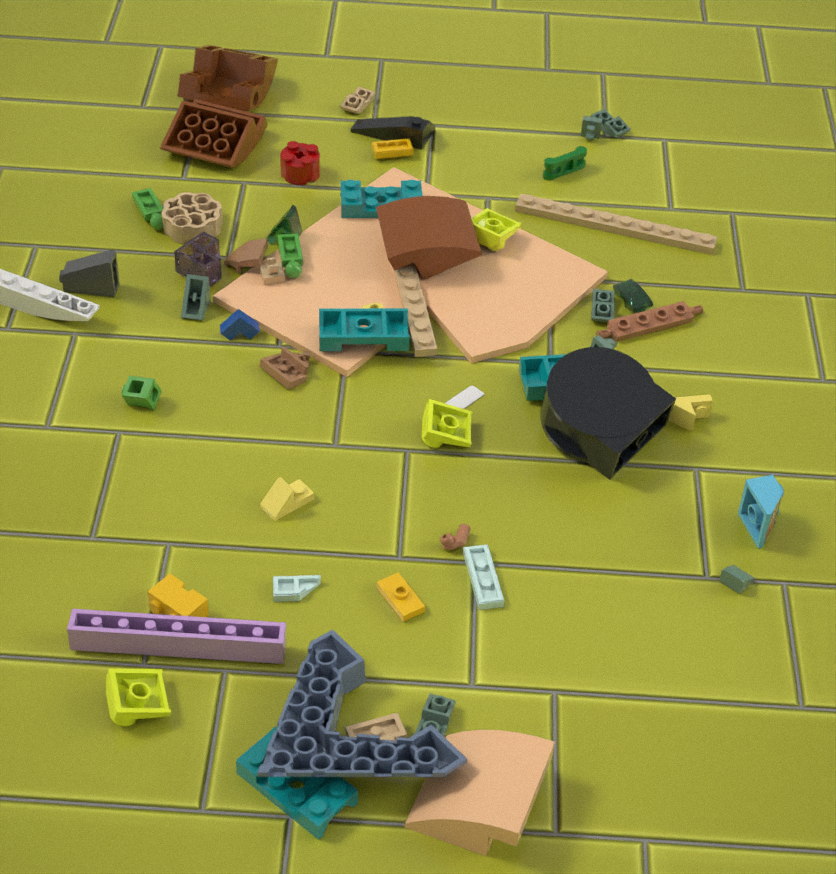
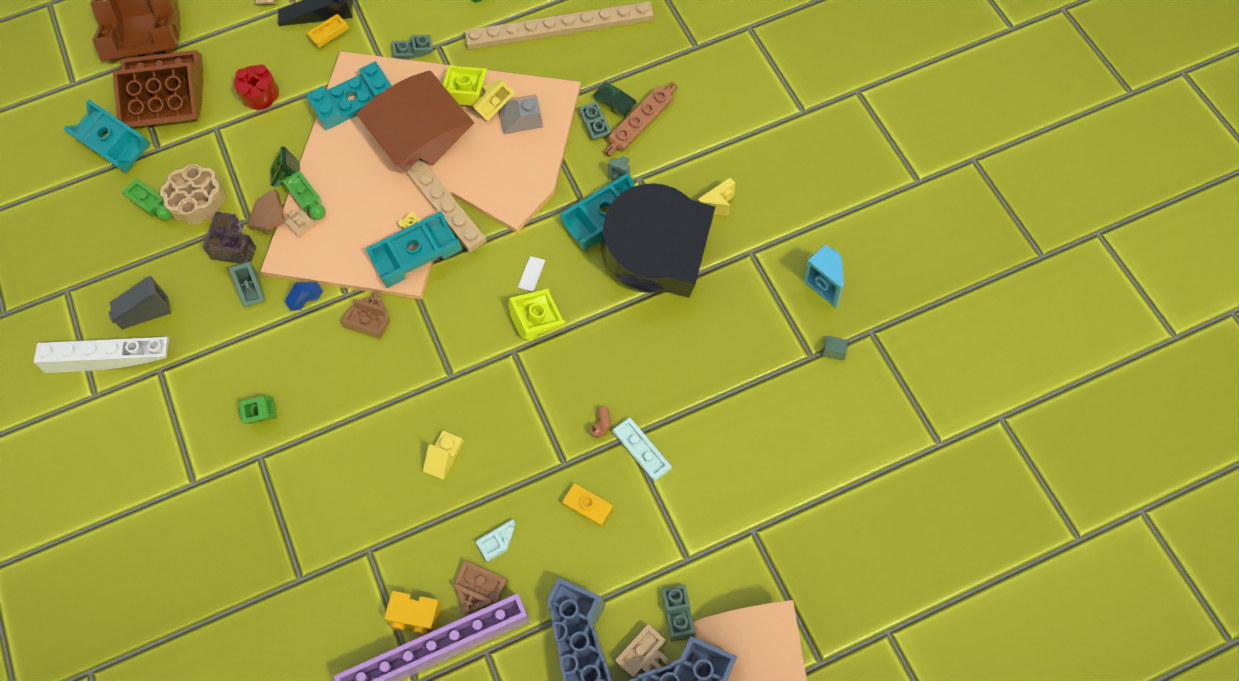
camera: 20 degrees left, 20 degrees up
(150, 160) = (121, 144): none -> teal piece
(253, 606) = (478, 587): none -> medium nougat slope
(469, 191) = (417, 47): none -> sand green slope
(513, 247) = (496, 96): none -> light yellow slope
(533, 271) = (521, 114): none -> light grey slope

